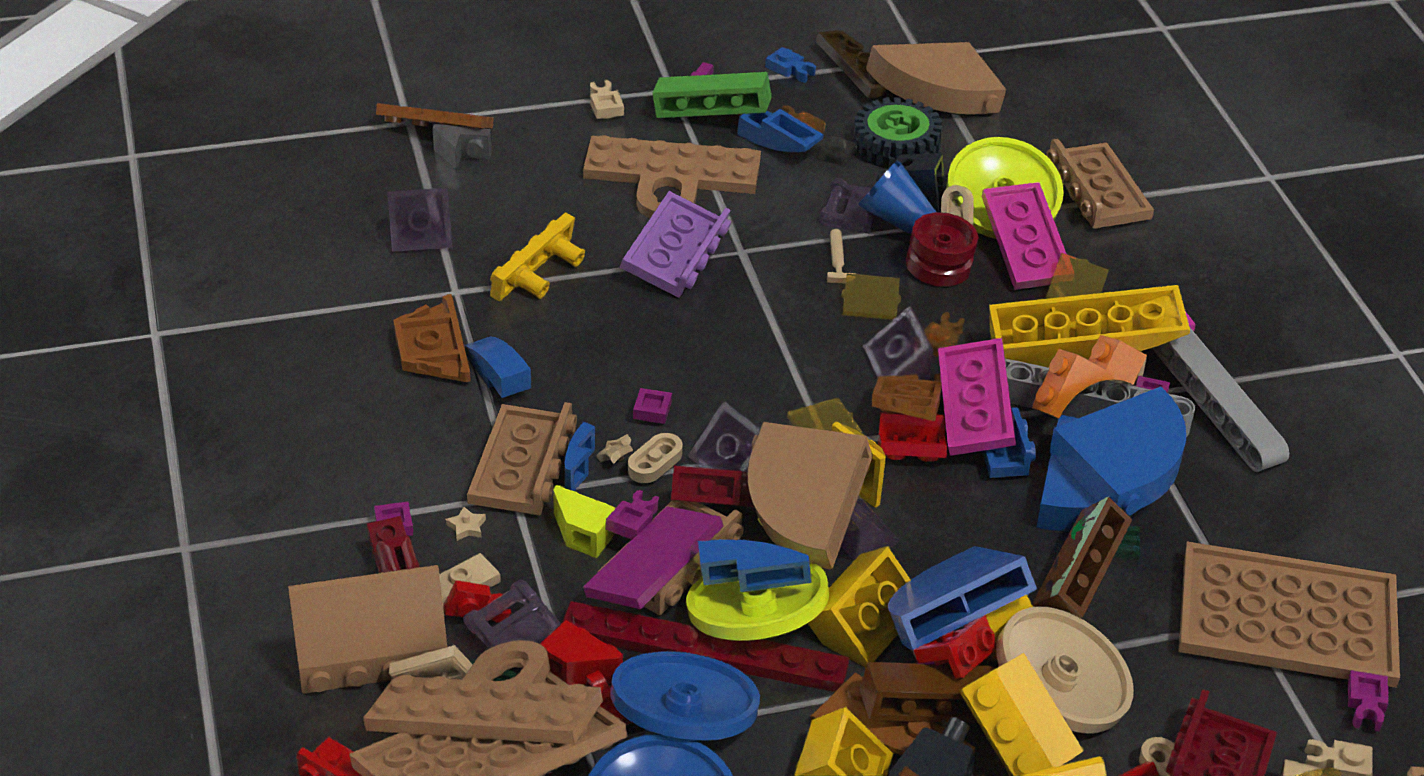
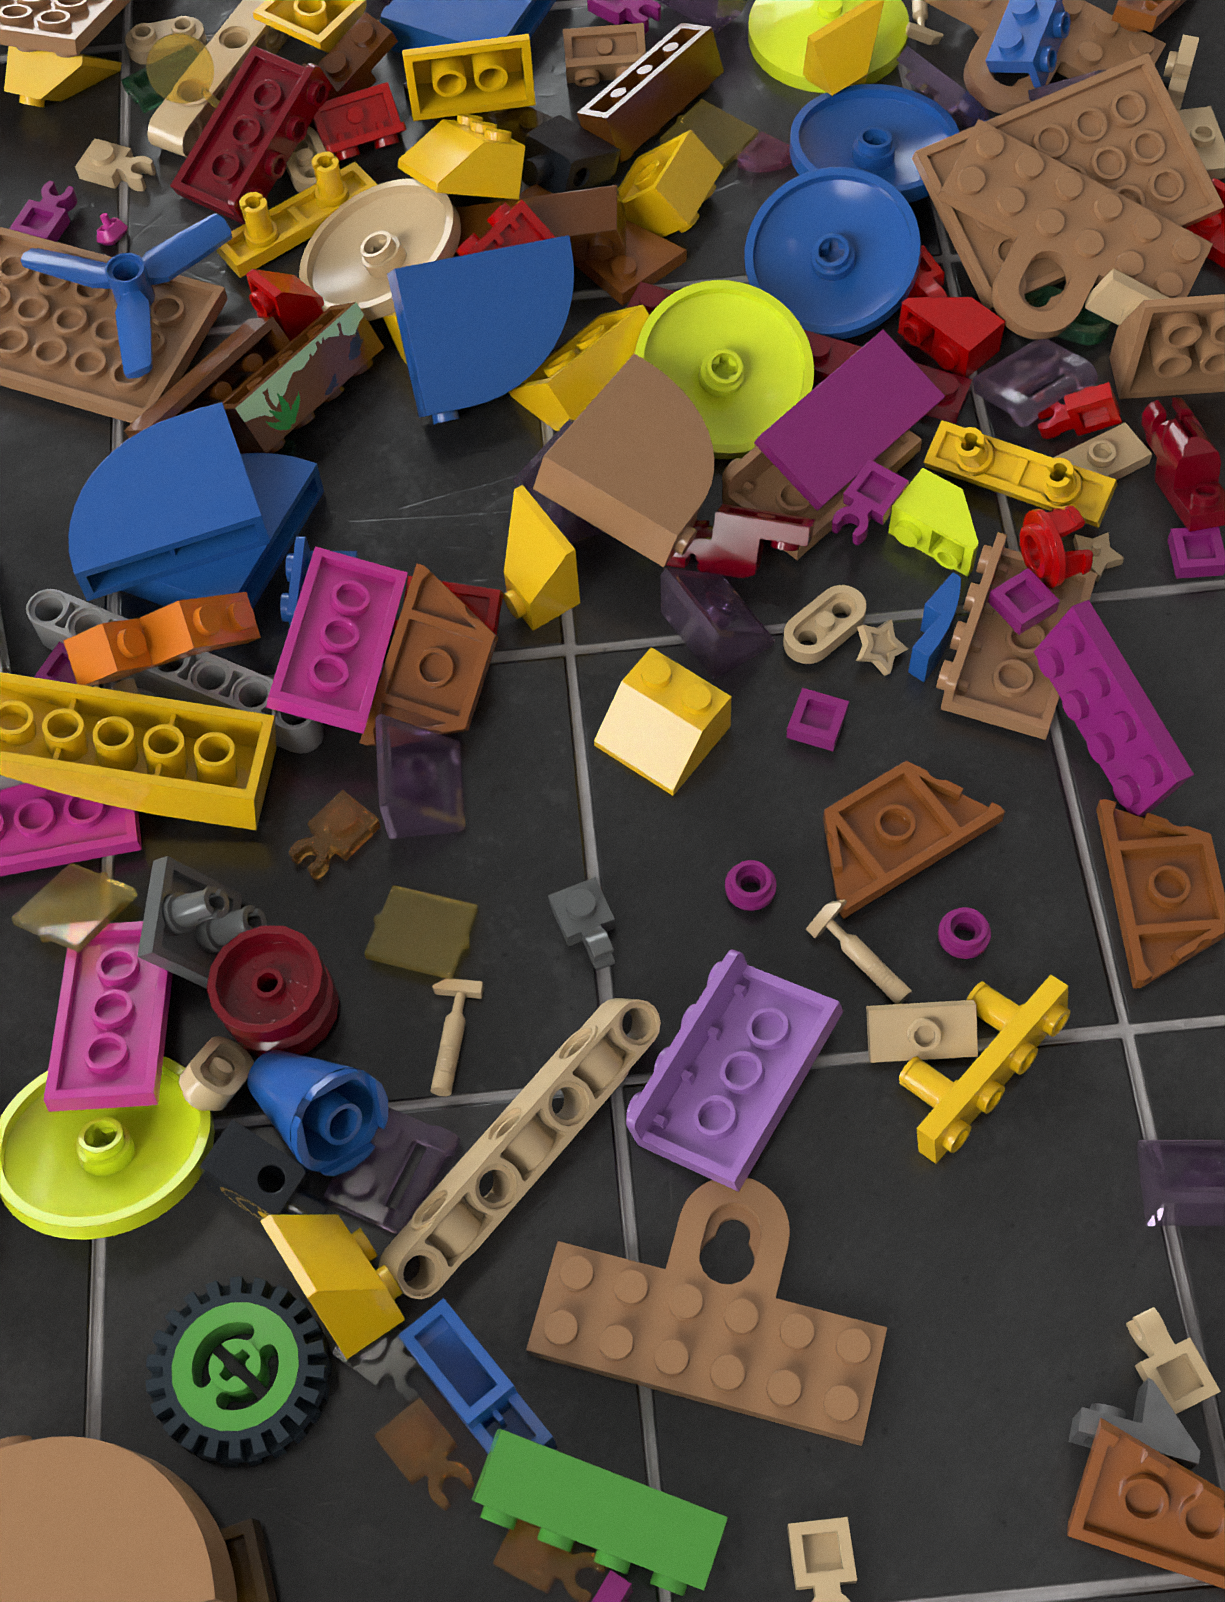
camera: 165 degrees left, 20 degrees up
(442, 164) = (1173, 1367): none -> tan plate
(467, 387) = (1111, 711): none -> magenta plate
(499, 365) = (1057, 822): blue slope -> none
(511, 475) = (1044, 549): none -> red piece
(513, 550) = (1019, 472): none -> yellow plate
(520, 457) = (1023, 601): none -> magenta plate
(551, 315) = (968, 920): none -> magenta plate
(573, 269) = (922, 1030): none -> tan plate
(592, 356) = (897, 831): none -> dark orange wing
(610, 302) = (859, 953): none -> tan piece
(681, 327) = (750, 872): none -> magenta plate
(749, 395) = (664, 721): none -> yellow slope
(752, 564) = (729, 365): blue slope -> none
(776, 310) = (586, 918): none -> dark grey plate
(782, 209) = (520, 1145): none -> tan beam
(822, 416) = (564, 683): clear yellow piece -> none
(863, 143) = (338, 1277): none -> yellow slope
(1000, 267) = (190, 920): none -> dark grey plate
(1121, 612) = (284, 298): none -> red slope
(1146, 557) = (218, 372): none -> reddish brown brick
(1150, 713) = (293, 221): none -> yellow plate
(1254, 615) = (132, 281): none -> blue piece
(1307, 700) = (111, 230): none -> dark pink rock

